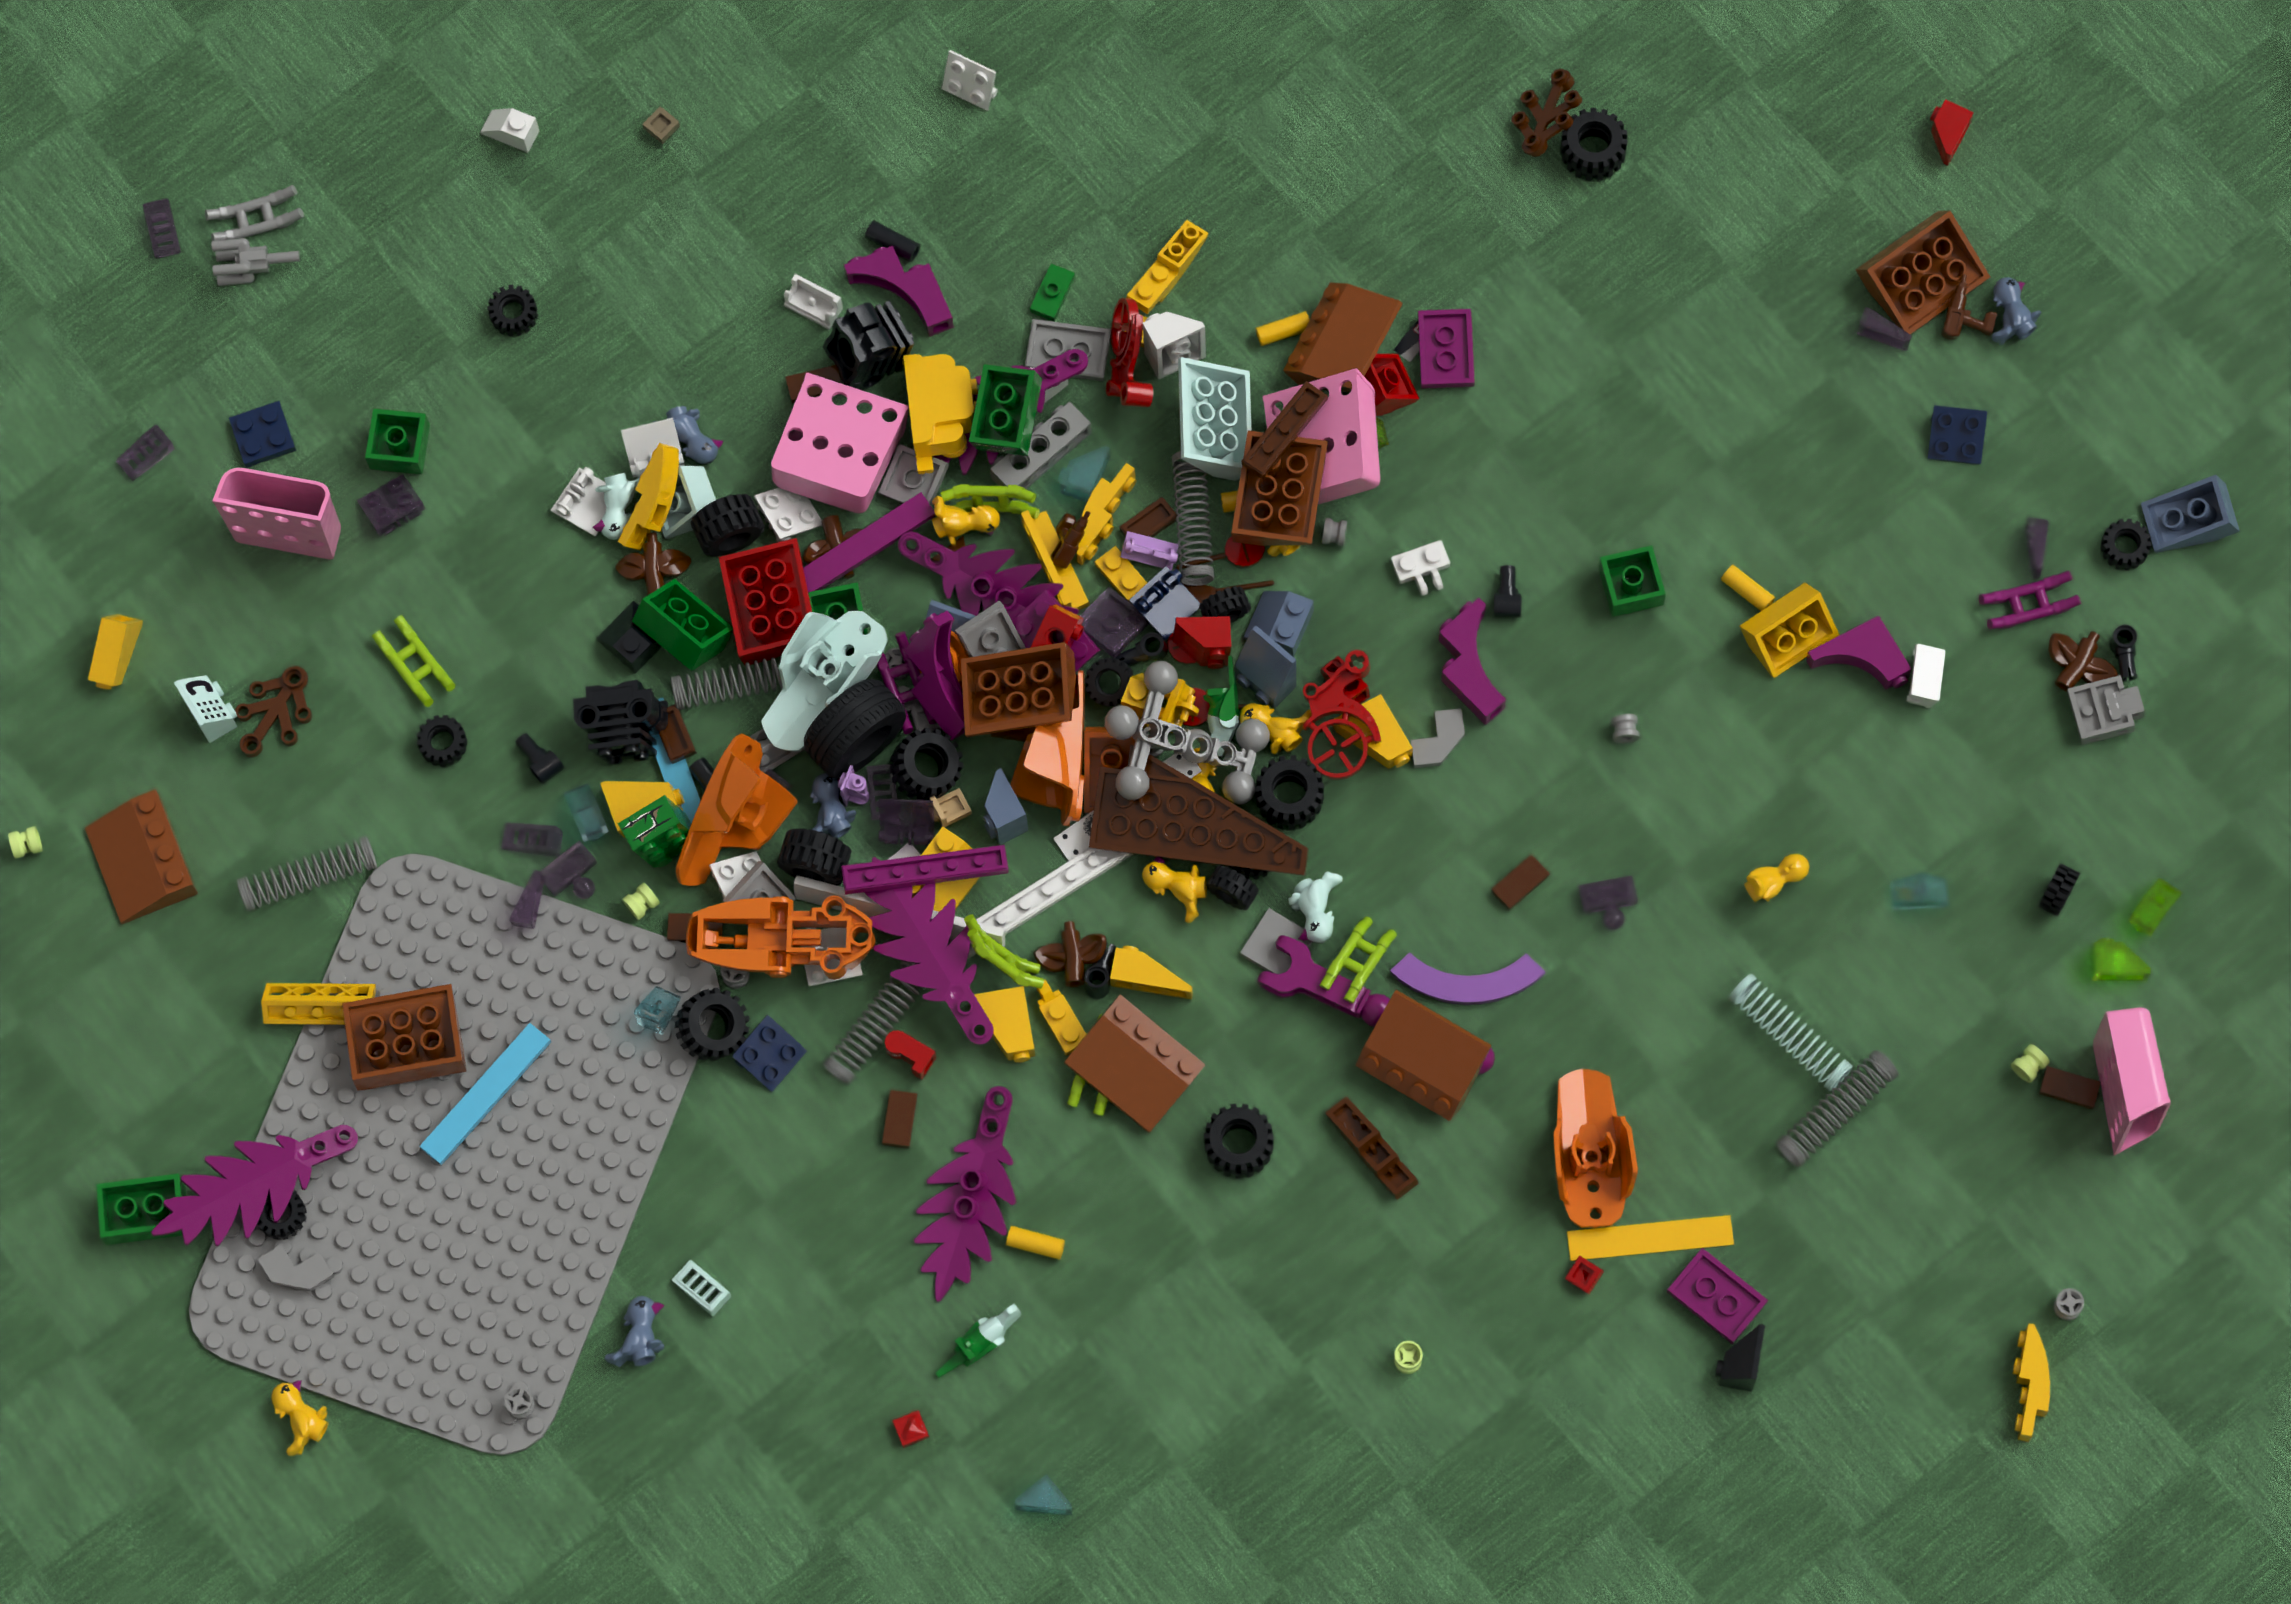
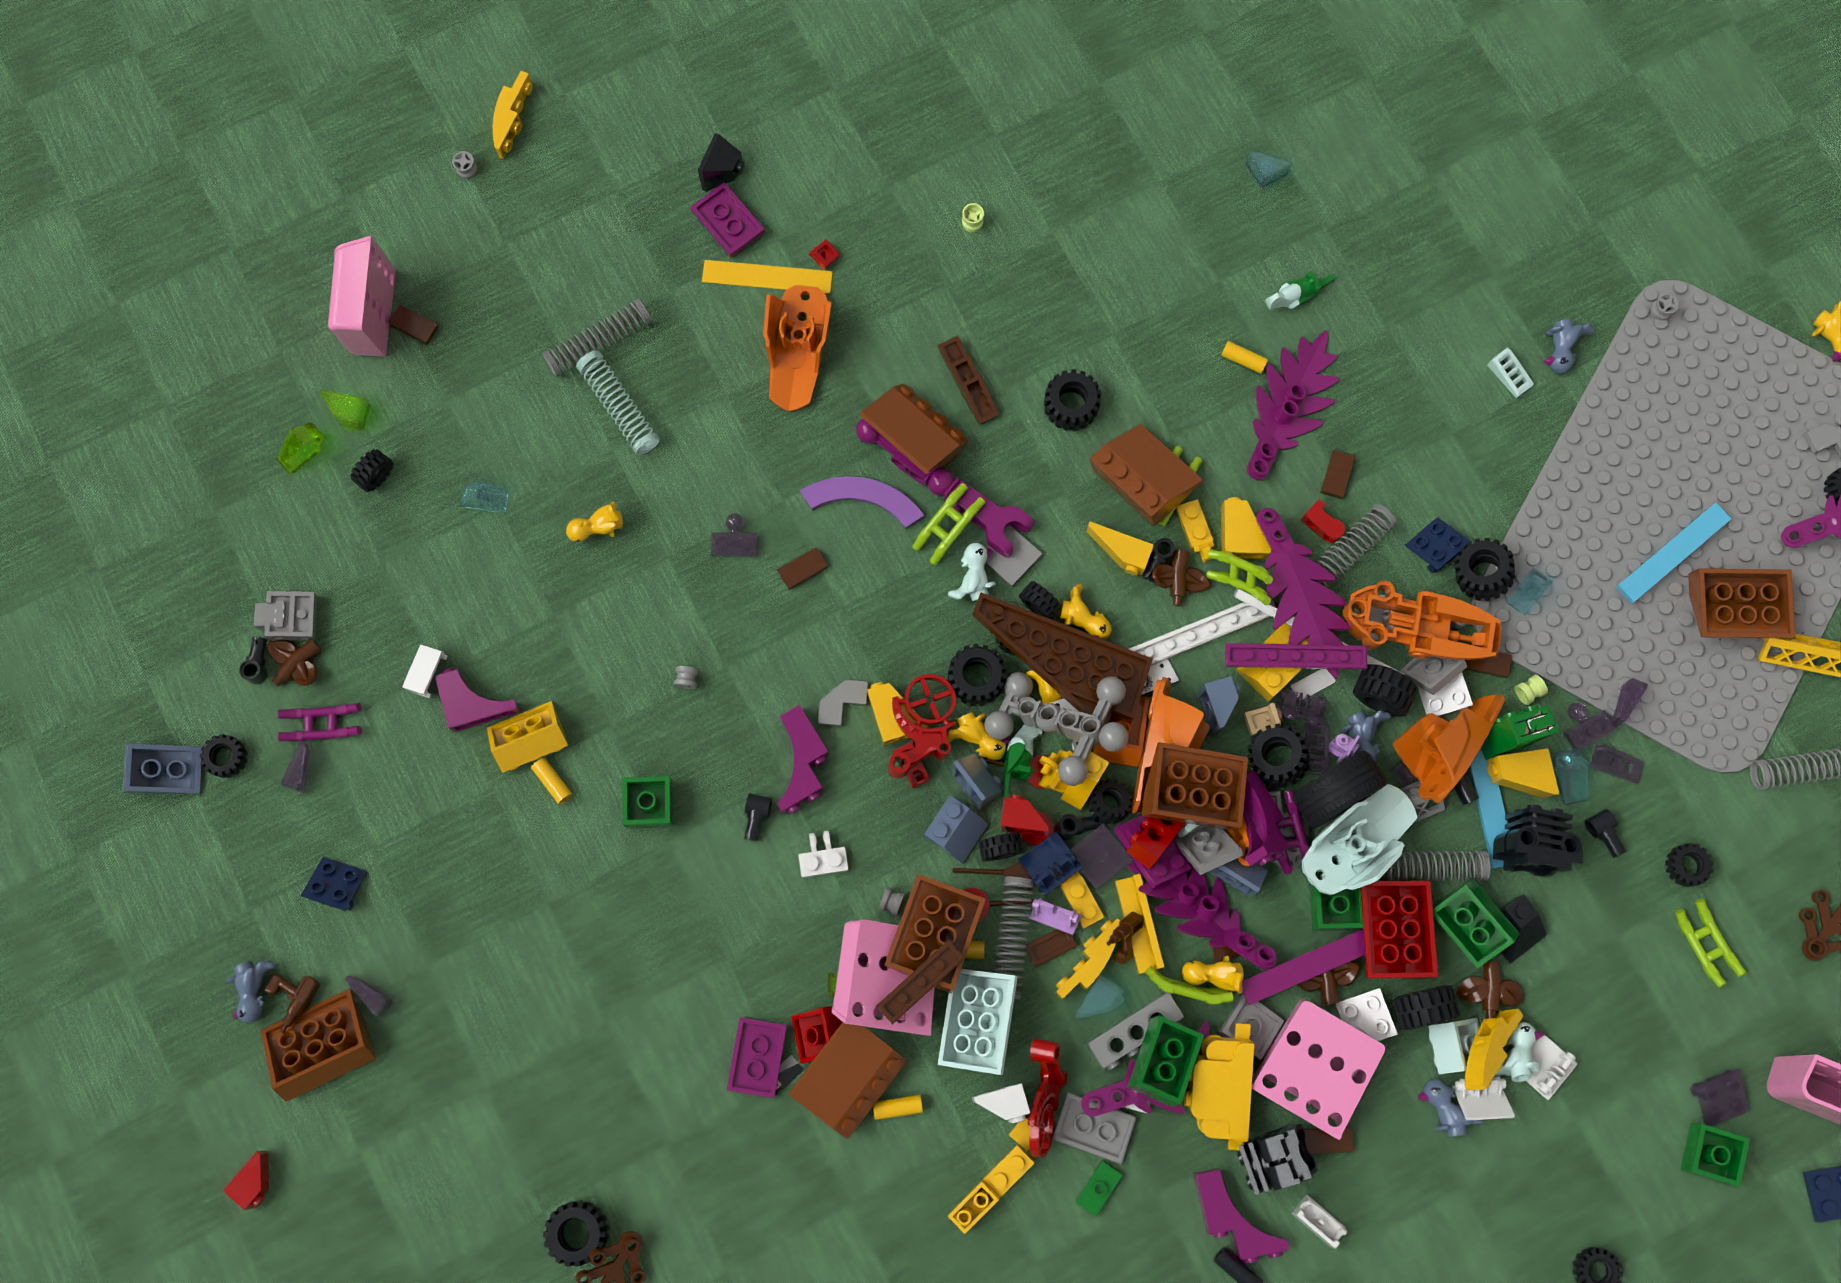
camera: 175 degrees left, 5 degrees up
(676, 737) = (1487, 827): reddish brown tile -> none
(910, 1428) = (1360, 240): red tile -> none
(2030, 1063) = (438, 345): yellowish green wheel -> none

